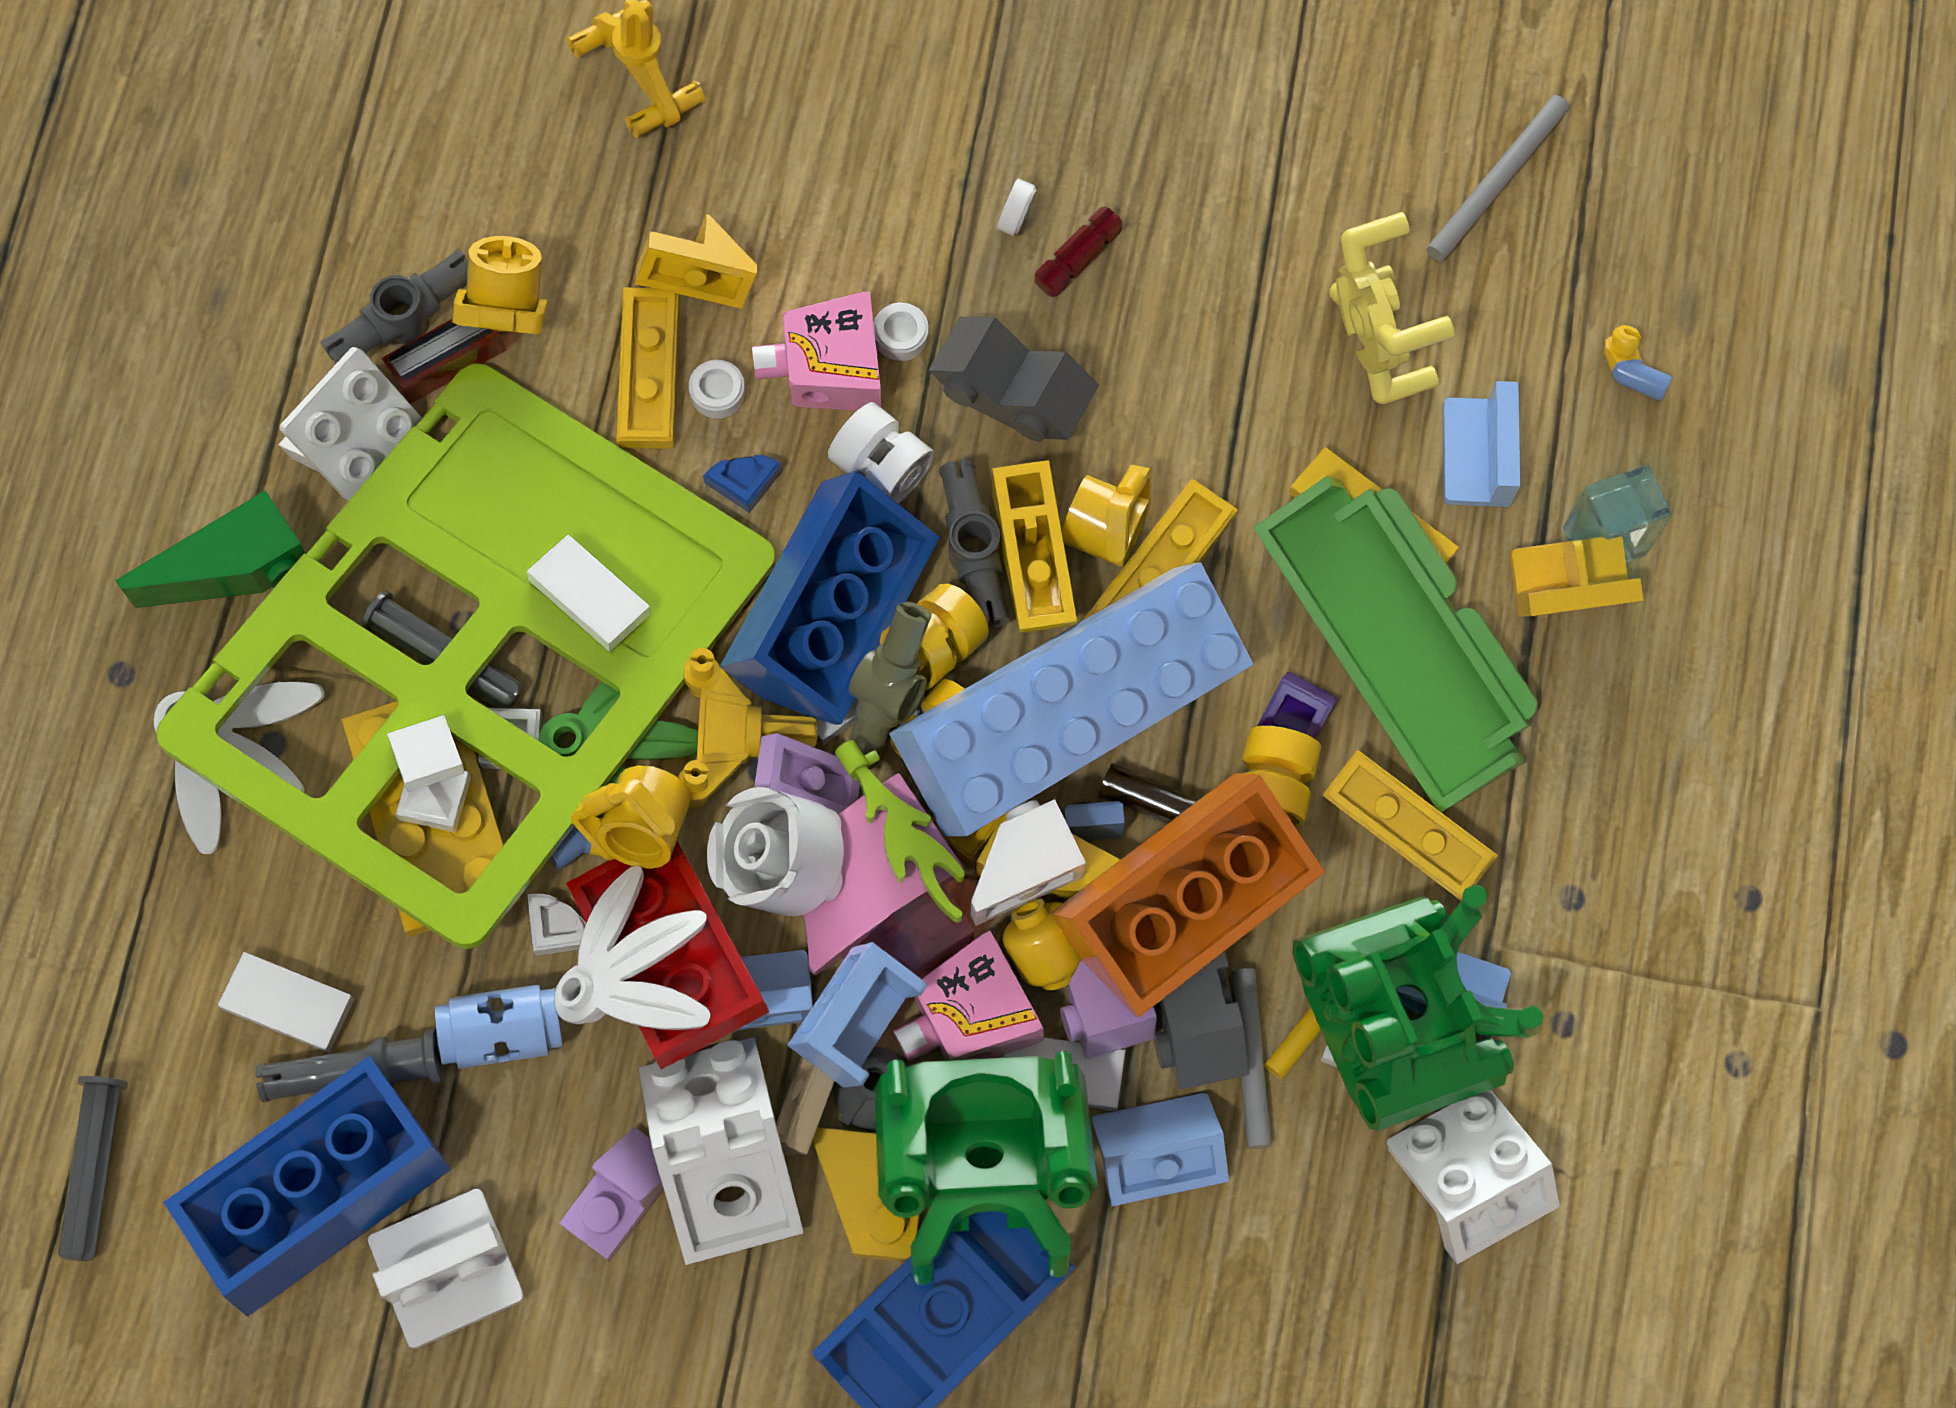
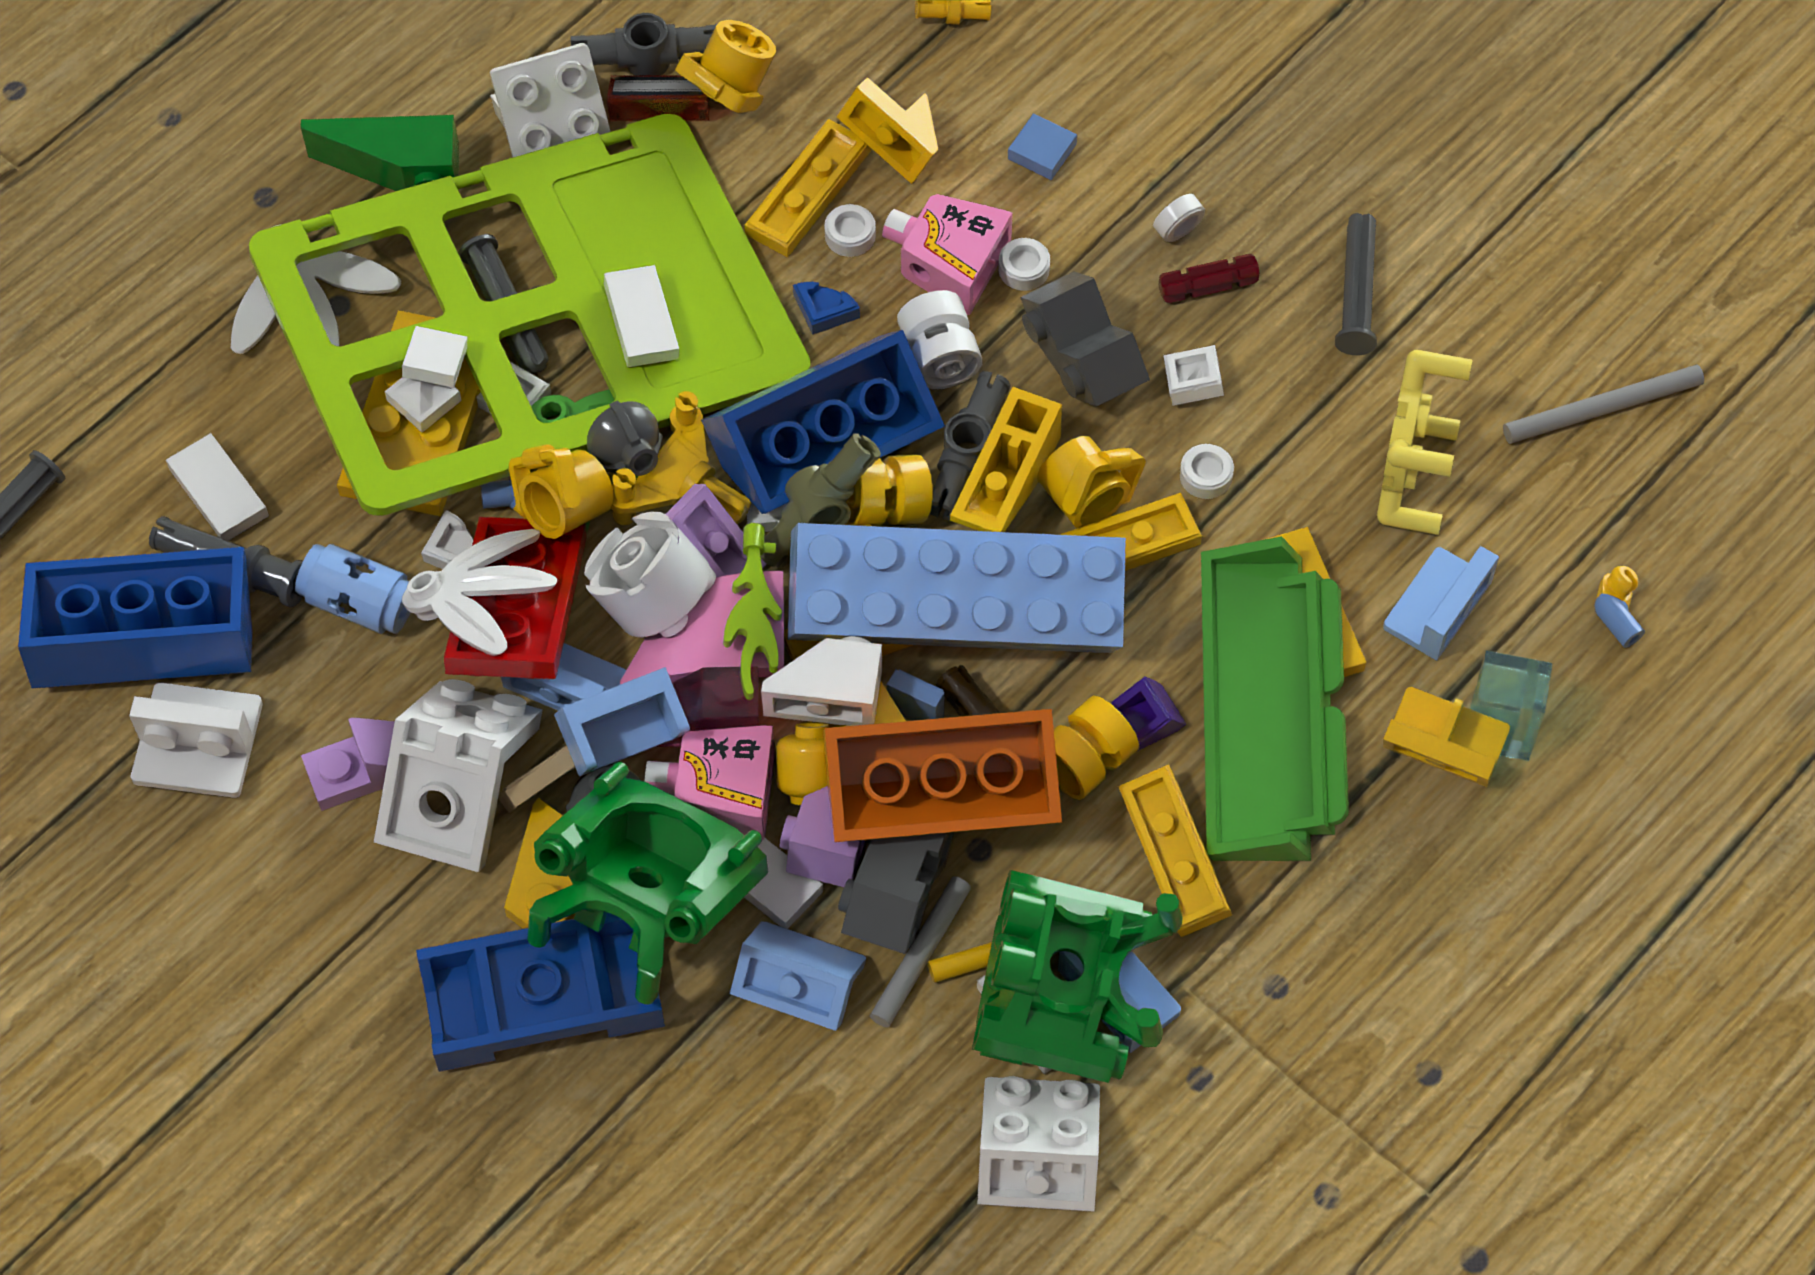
camera: 35 degrees right, 10 degrees down
(666, 730) = (625, 438): none -> dark grey piece
(840, 204) = (1042, 146): none -> medium blue tile
(1129, 356) = (1193, 375): none -> white tile
(1198, 442) = (1206, 471): none -> white tile
(1216, 183) = (1356, 331): none -> dark grey axle

